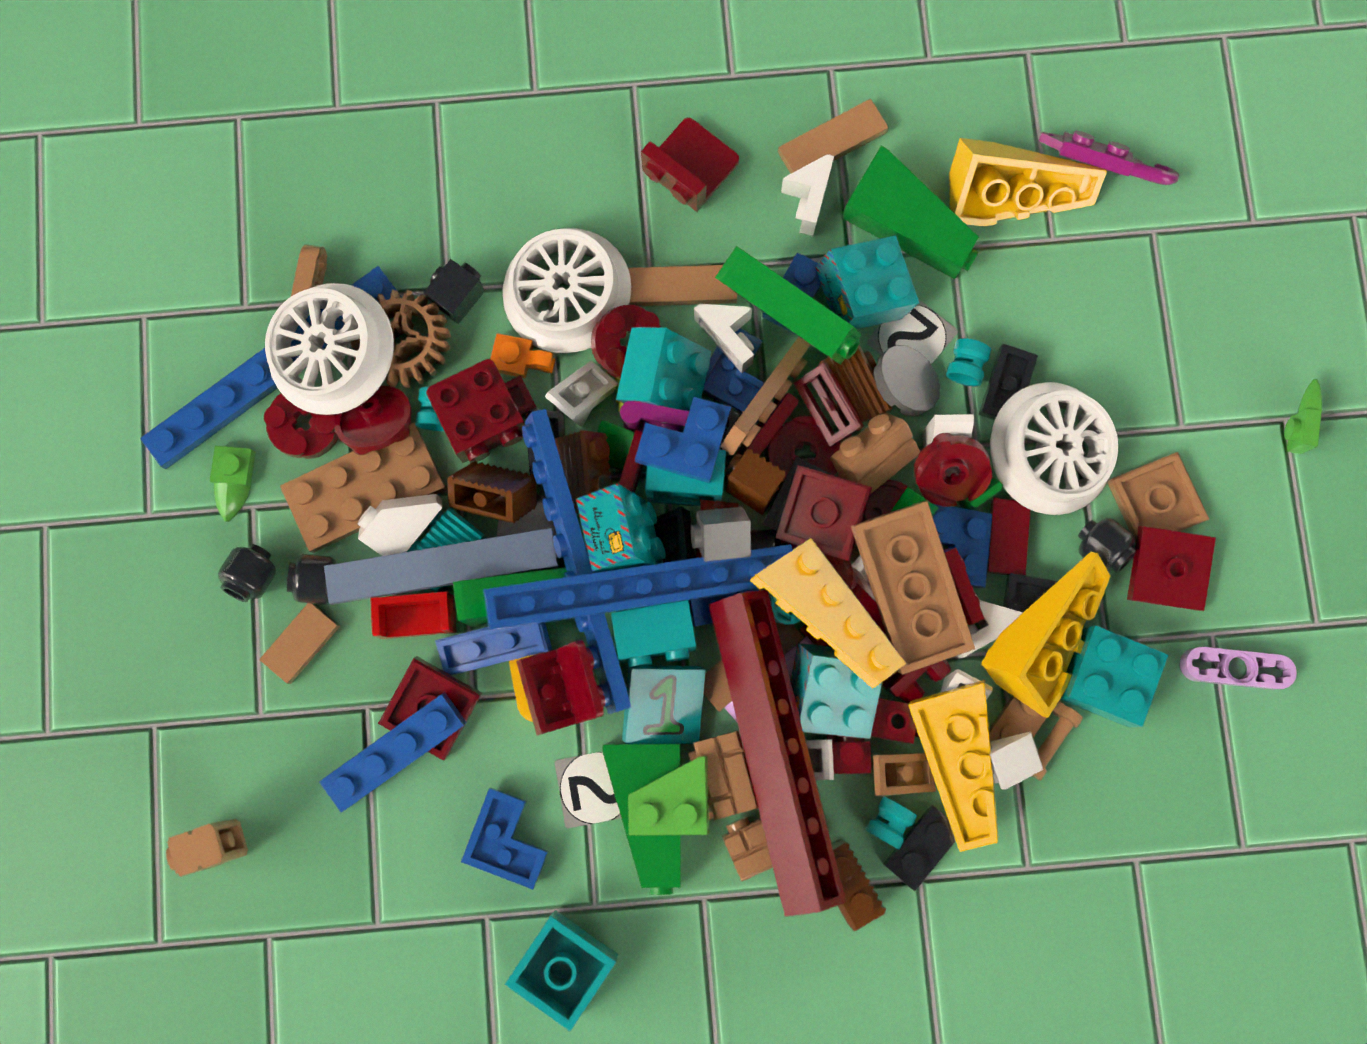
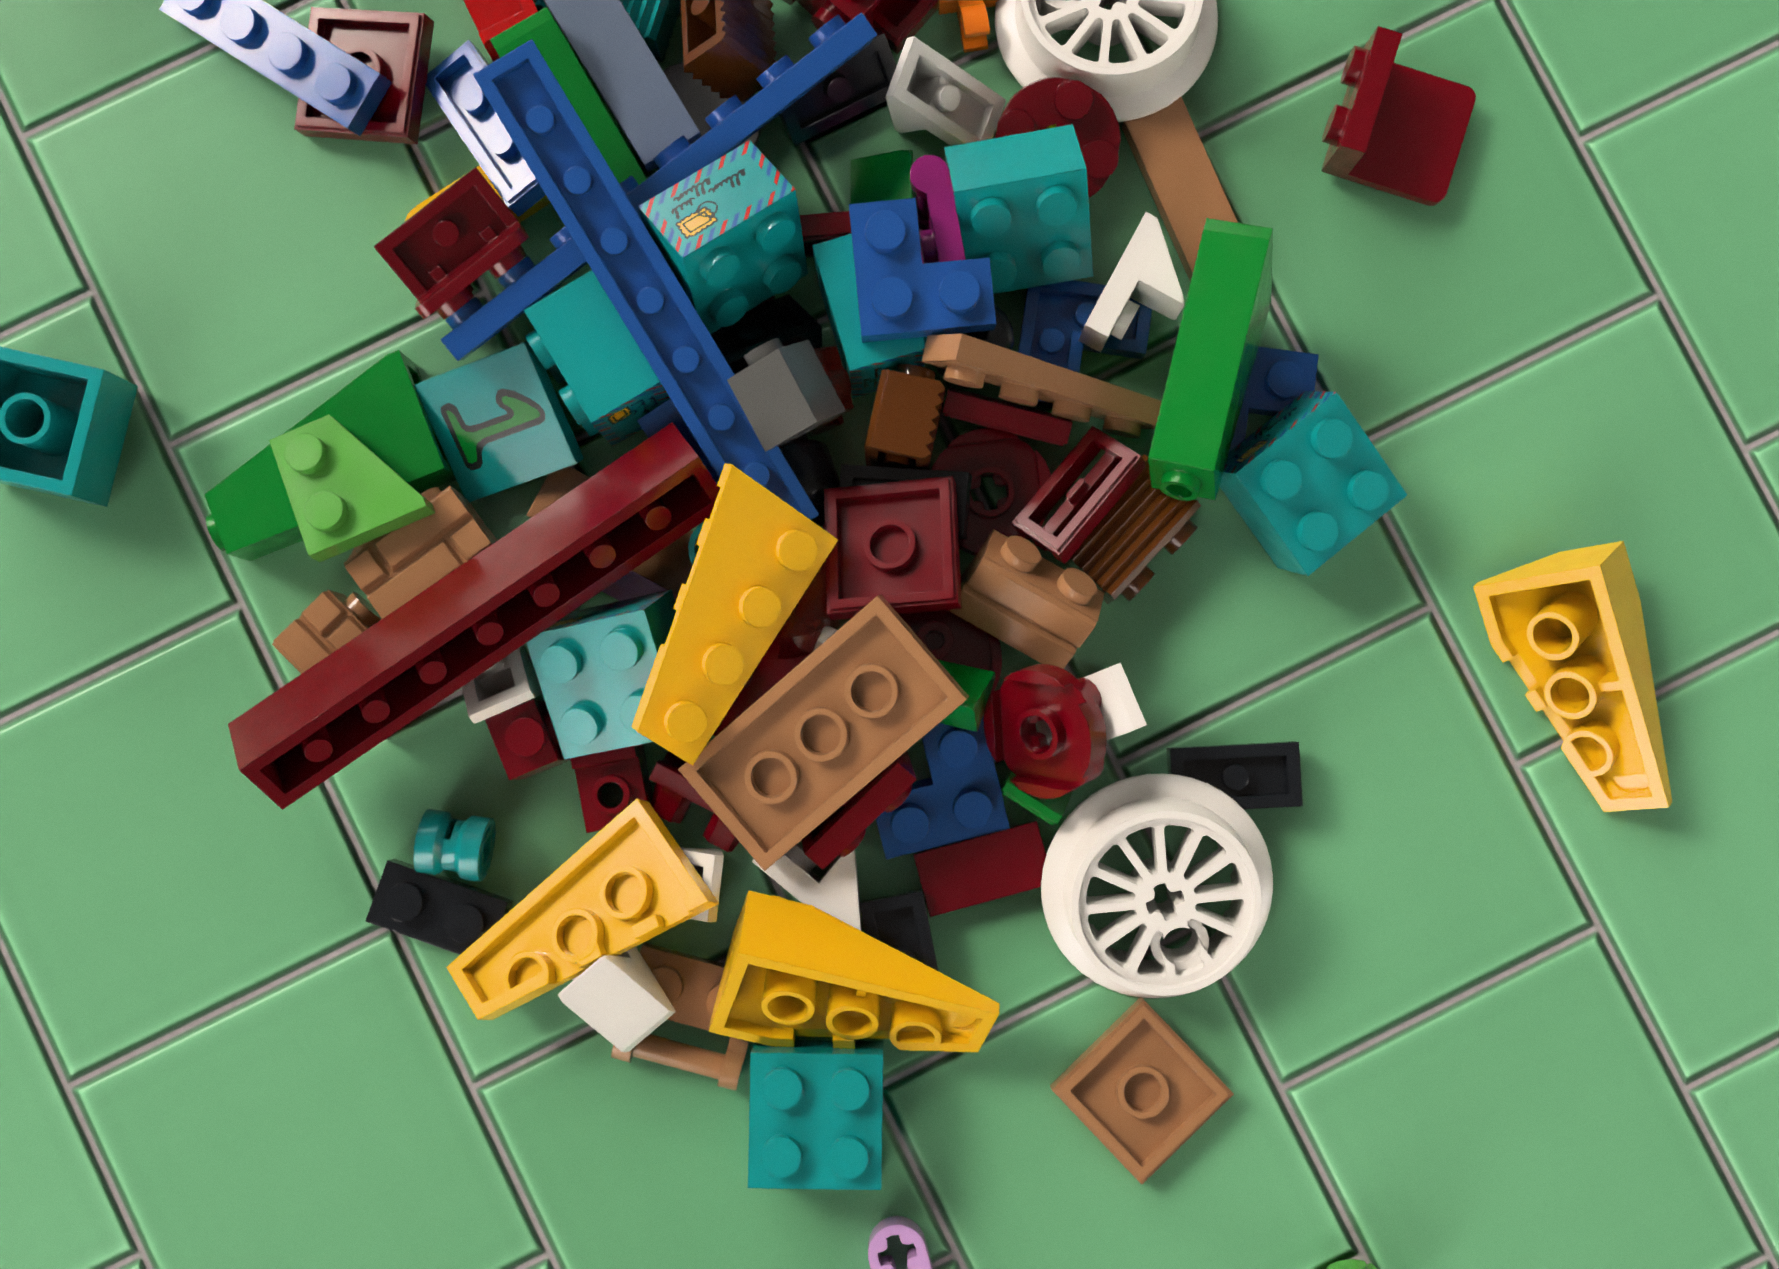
camera: 65 degrees right, 5 degrees up
(493, 845) = (192, 257): blue plate -> none
(584, 462) = (825, 146): reddish brown brick -> none
(586, 790) = (330, 355): white sticker -> none
(809, 185) = (1443, 334): white slope -> none
(835, 136) = (1536, 342): medium nougat tile -> none
(862, 901) = (331, 817): reddish brown brick -> none
(900, 205) = (1463, 487): green slope -> none
(902, 774) = (529, 826): medium nougat slope -> none
(907, 380) = (1172, 608): tile -> none
(919, 329) = (1250, 601): sticker -> none
(968, 362) = (1245, 698): teal wheel -> none
(1110, 541) = (1030, 1031): black head -> none
(1111, 157) = (1696, 806): magenta plate -> none
(1171, 568) = (1033, 1149): dark red plate -> none

